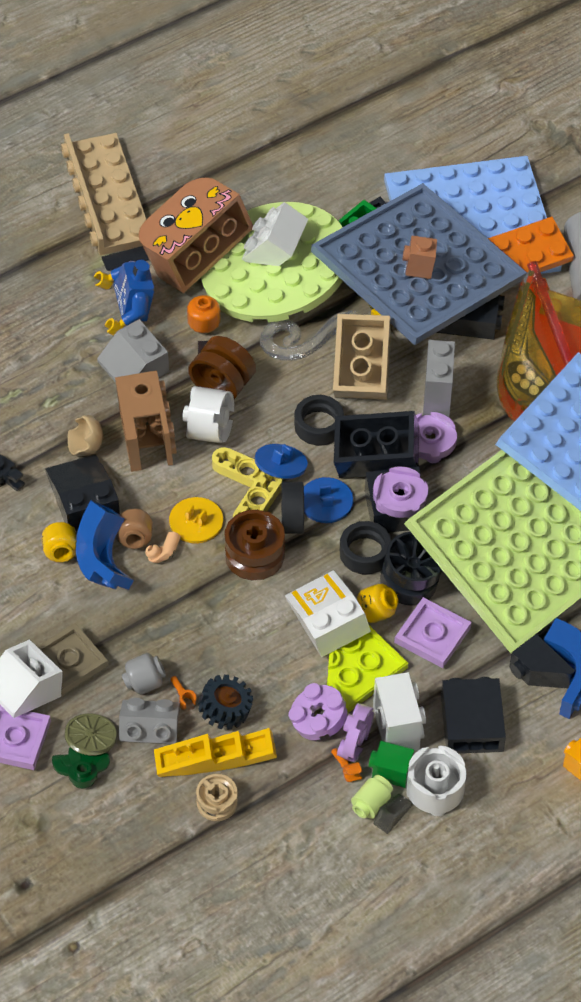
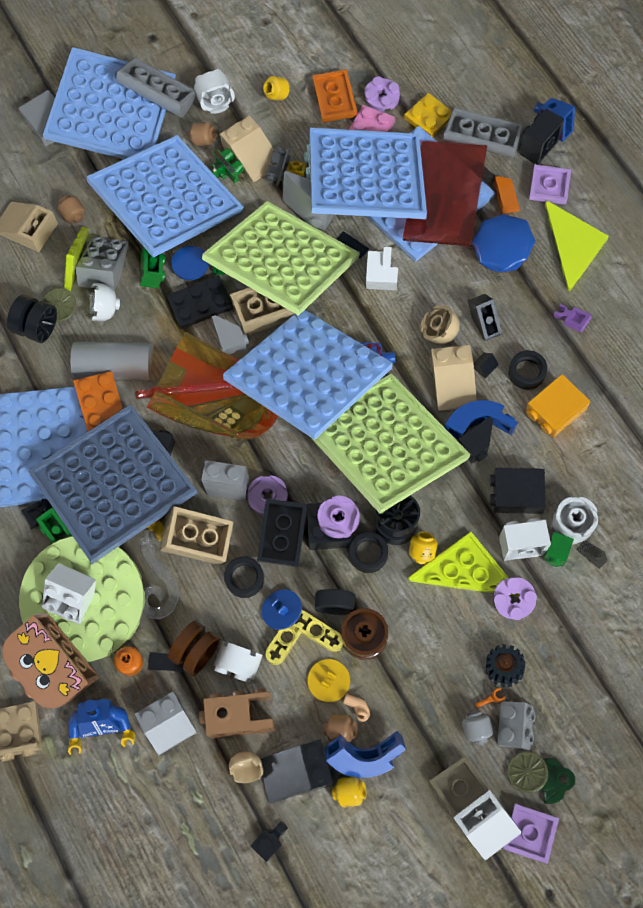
camera: 80 degrees left, 15 degrees up
(116, 260) = (49, 727): black sticker -> none
(215, 754) = (546, 677): yellow slope -> none
(216, 796) = (584, 677): tan wheel -> none
(327, 500) = (316, 576): blue piece -> none
(328, 613) = (427, 584): white slope -> none
(350, 771) = (561, 579): orange hand -> none
(358, 729) = (536, 570): lavender plate -> none
(371, 797) = (585, 566): yellowish green brick -> none
(420, 256) = (118, 476): nougat brick -> none
(432, 632) = (446, 511): lavender plate -> none

